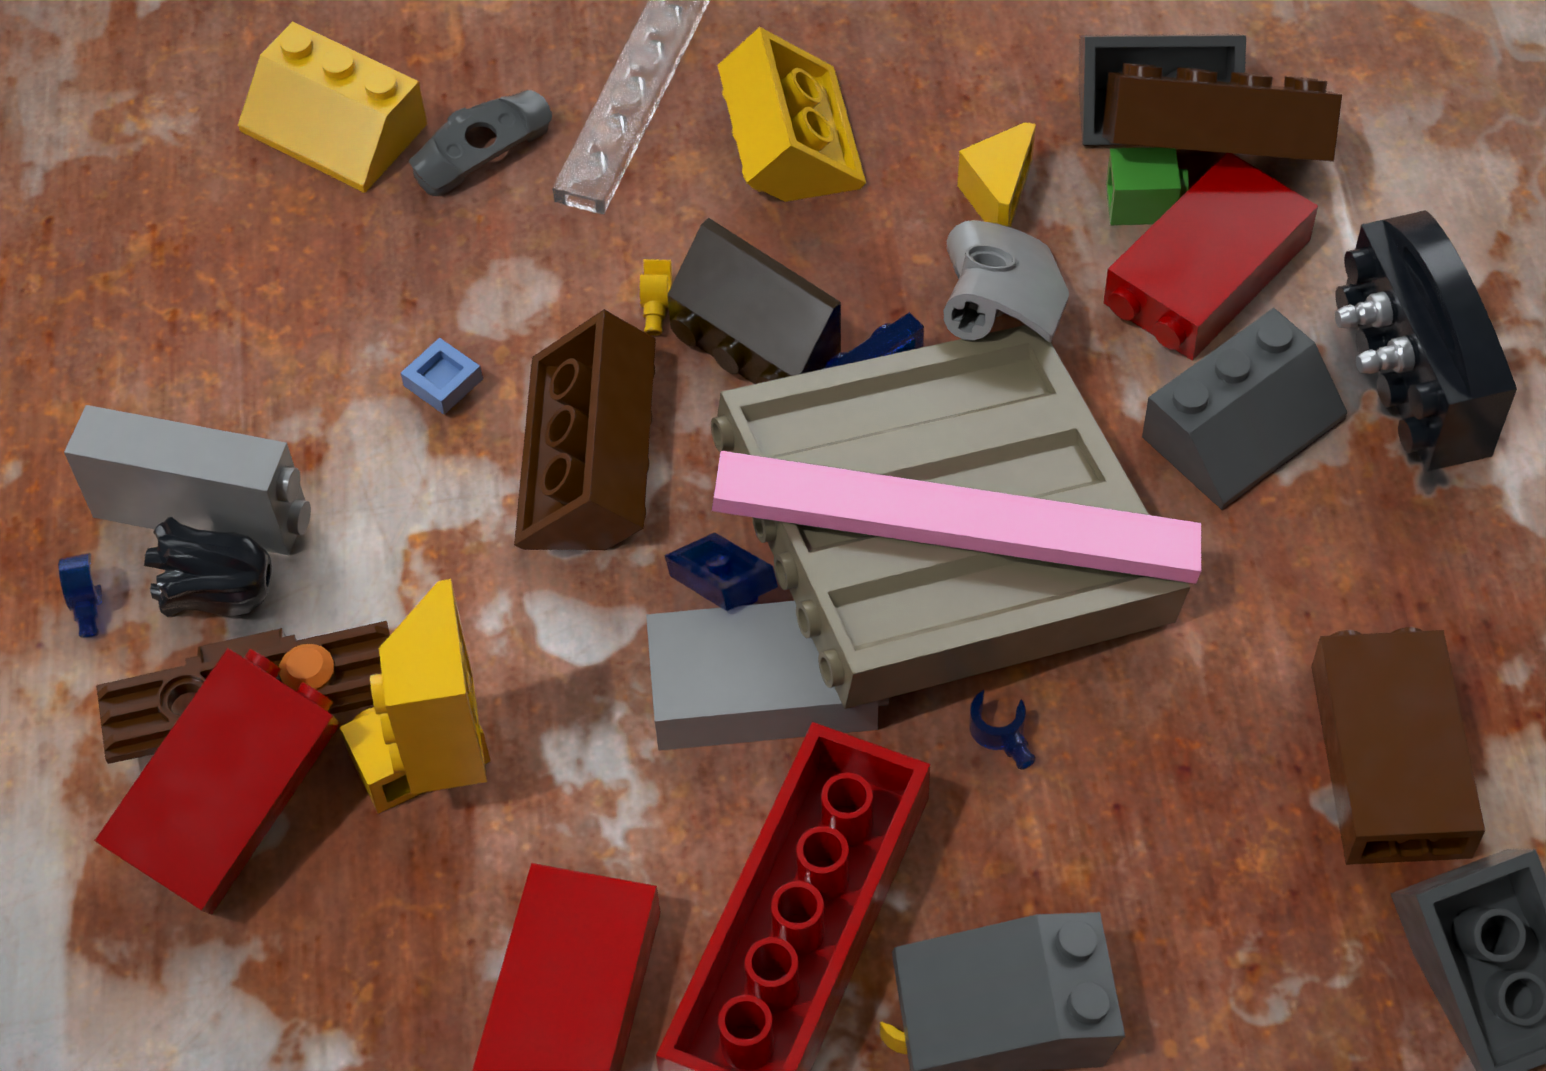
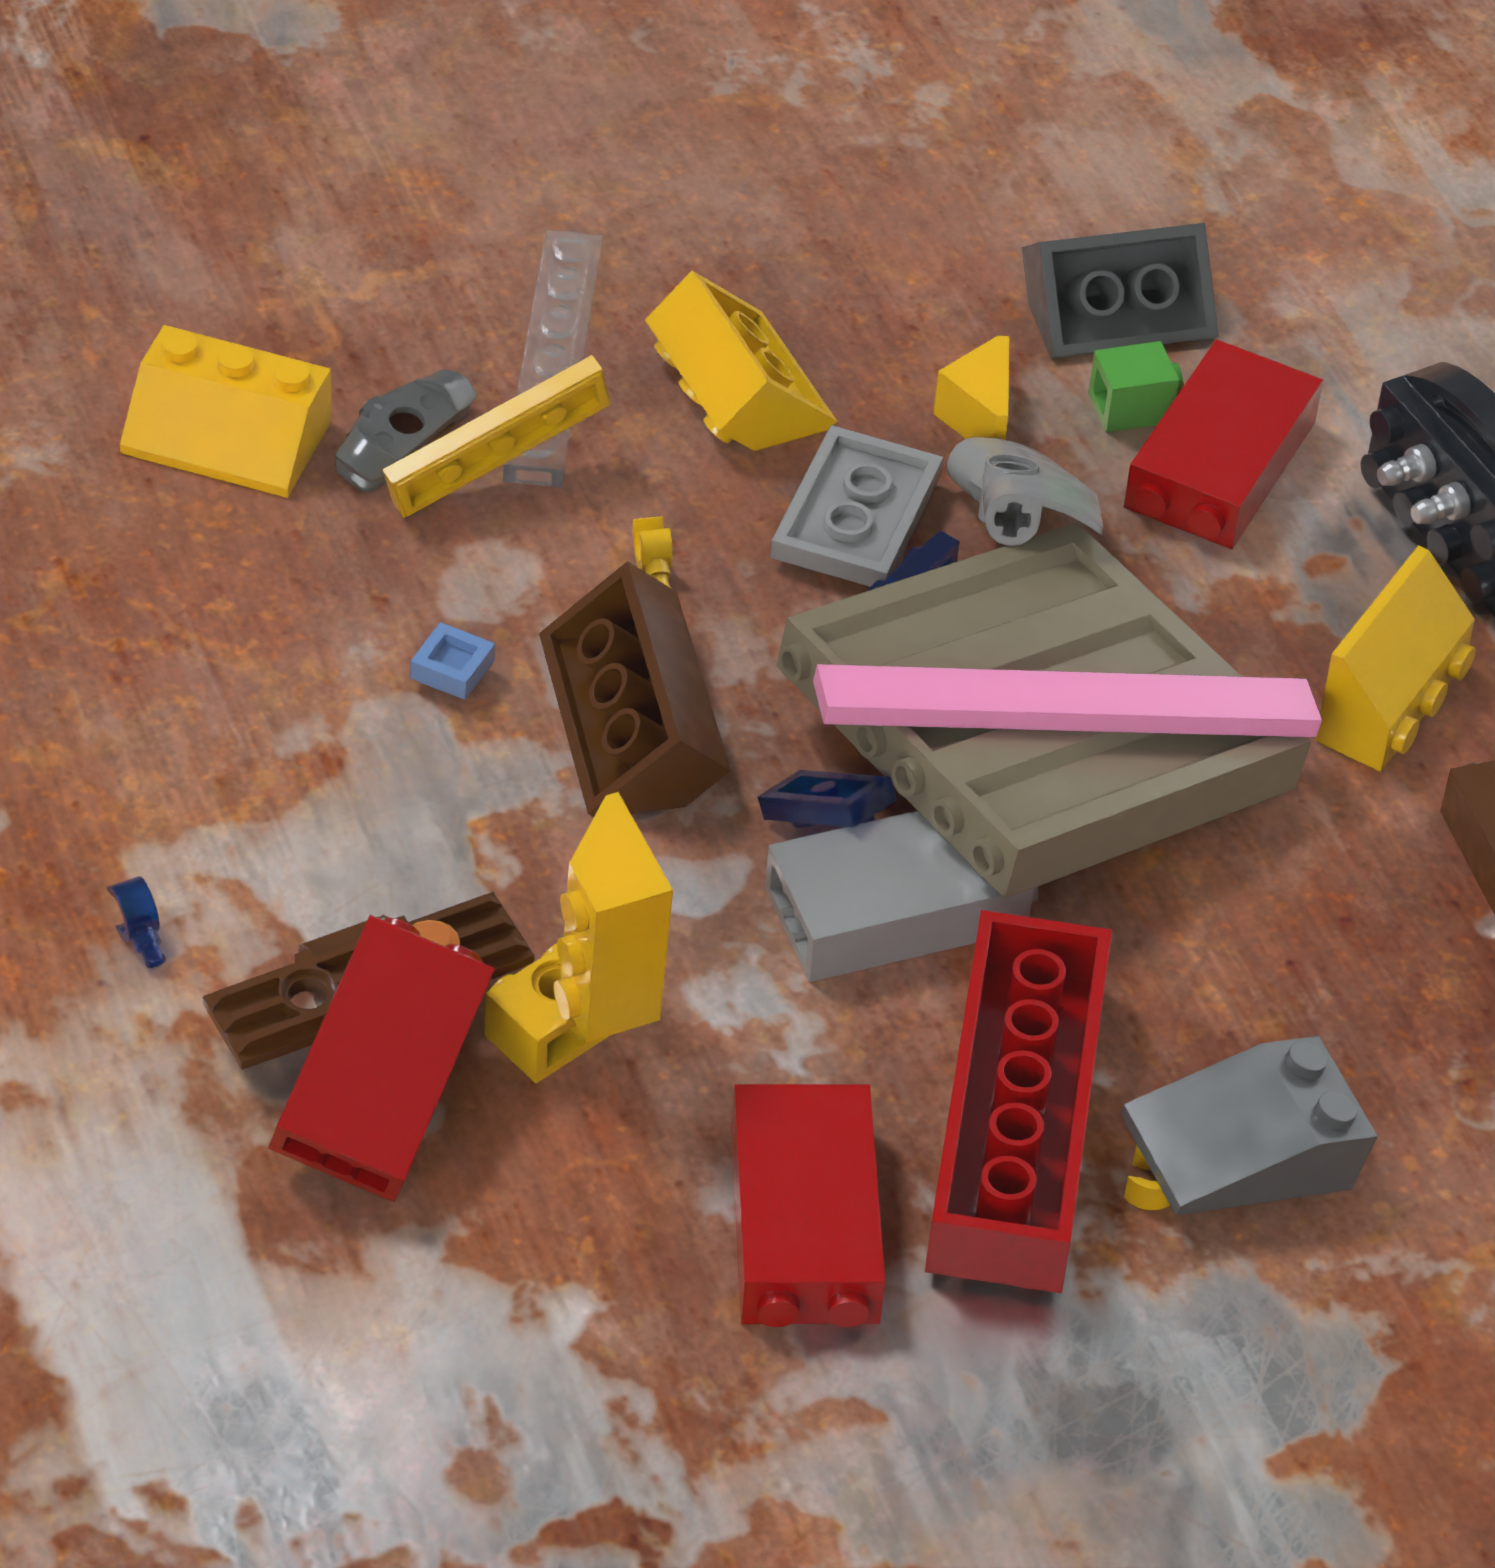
camera: 20 degrees left, 10 degrees down
(203, 477) = (229, 788): light grey brick -> none
(207, 570) = (276, 875): black piece -> none
(544, 164) = (497, 437): none -> yellow tile
(751, 309) = (773, 546): dark brown slope -> none
(866, 261) = (856, 507): none -> light grey plate
(1006, 738) = (1156, 915): clear blue piece -> none
(1222, 116) = (1202, 303): reddish brown brick -> none
(1244, 409) = (1302, 580): dark grey slope -> none
(1302, 512) = (1396, 664): none -> yellow slope

